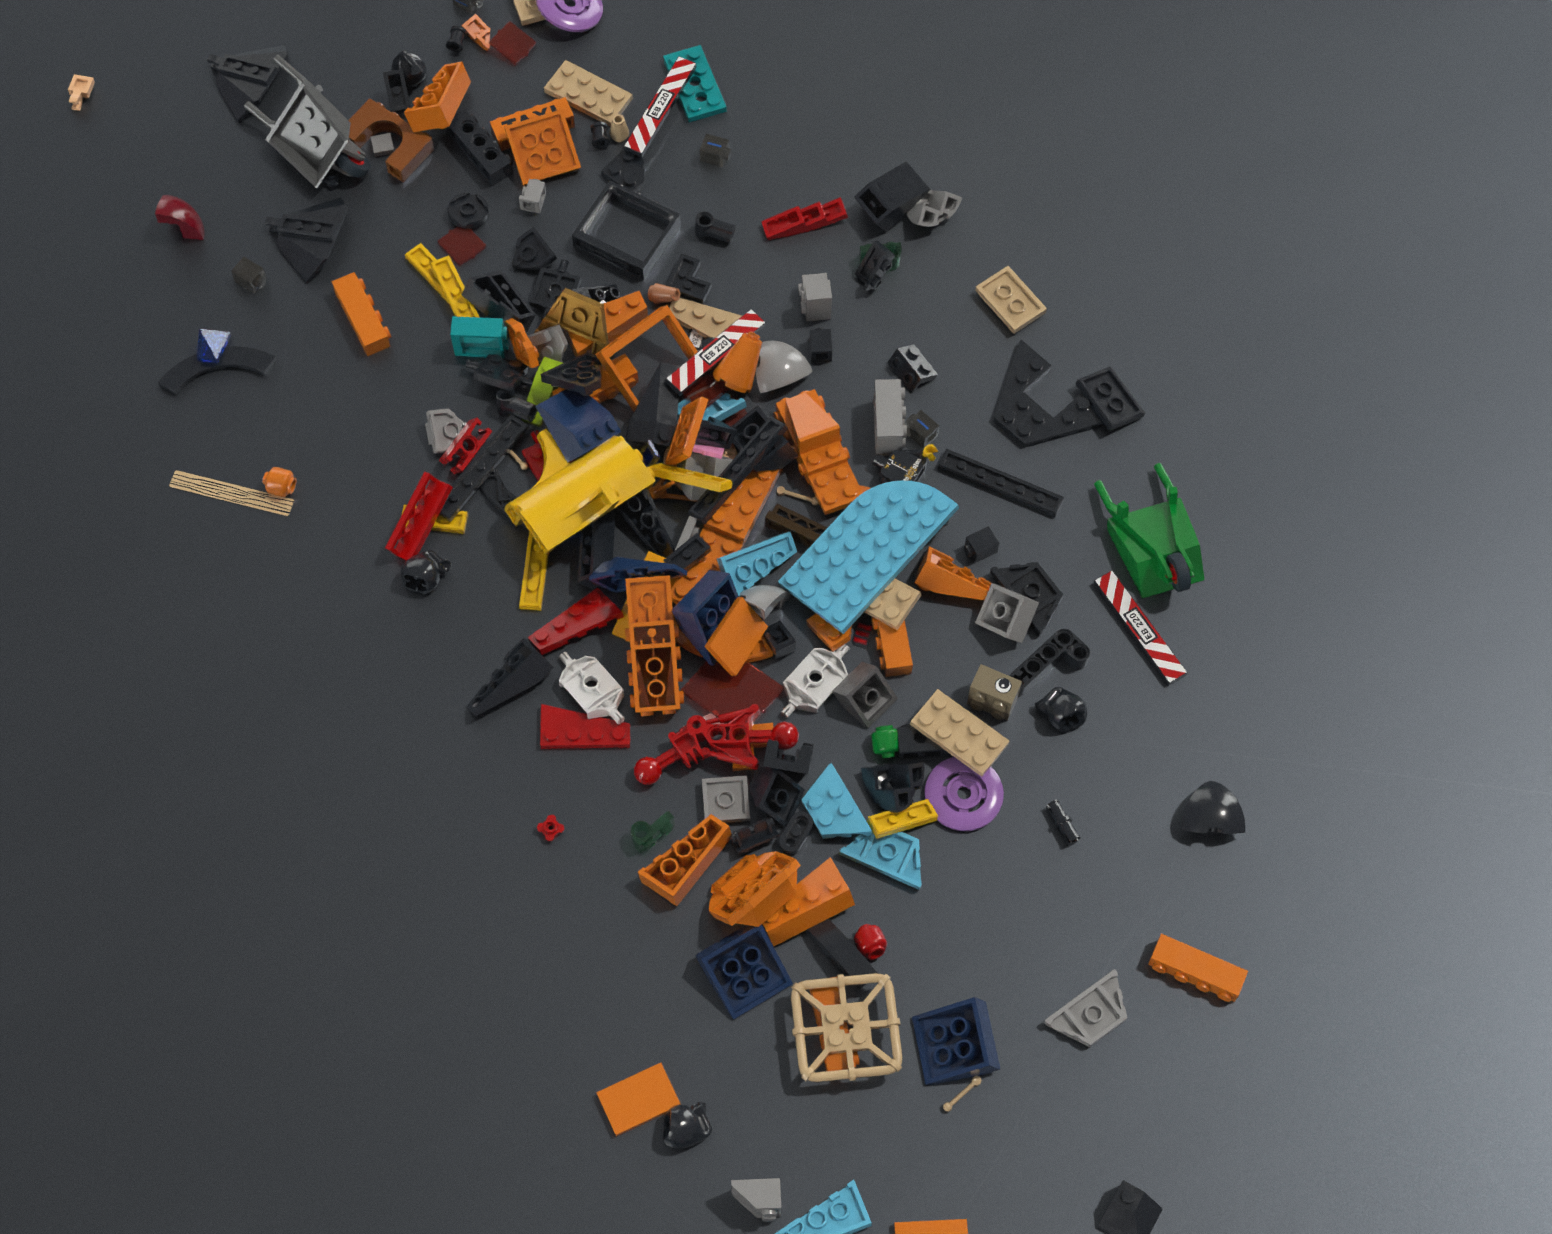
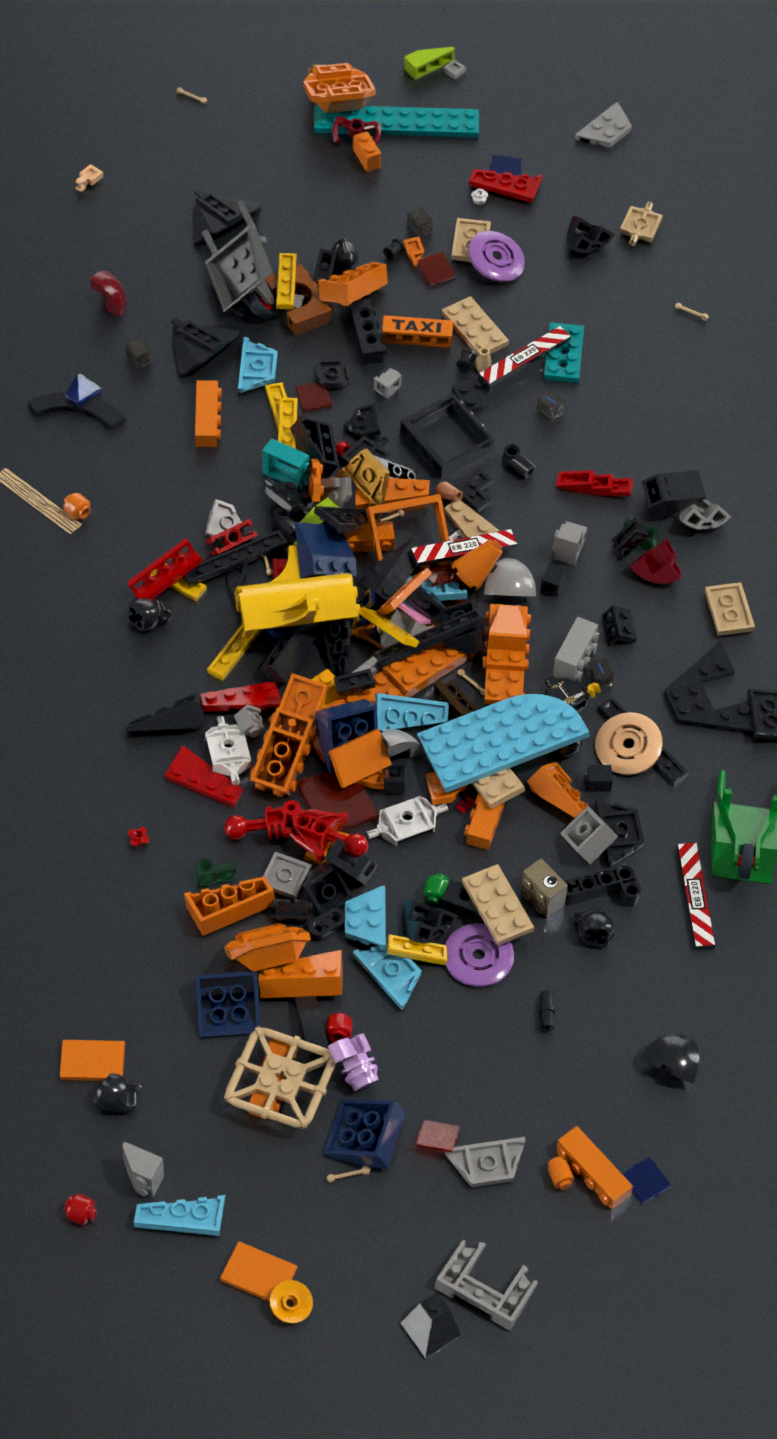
camera: 25 degrees right, 10 degrees down
(365, 125) = (286, 281): none -> yellow tile
(384, 235) = (257, 366): none -> medium azure wing
(526, 291) = (341, 448): none -> red plate
(542, 147) = (414, 349): orange plate -> none
(597, 645) = (249, 721): none -> light grey brick
(614, 572) = (283, 672): dark blue wedge -> none
(865, 694) = (440, 847): flat silver slope -> none
(916, 282) = (658, 564): none -> dark red brick
(916, 977) = (354, 1058): none -> lavender beam
(1011, 490) = (645, 750): none -> light nougat piece
(1030, 1010) = (438, 1136): none -> clear red piece
(1169, 990) = (560, 1173): none -> orange brick
(1189, 1161) = (503, 1308): none -> light grey wedge
(1251, 954) = (646, 1180): none -> clear blue piece

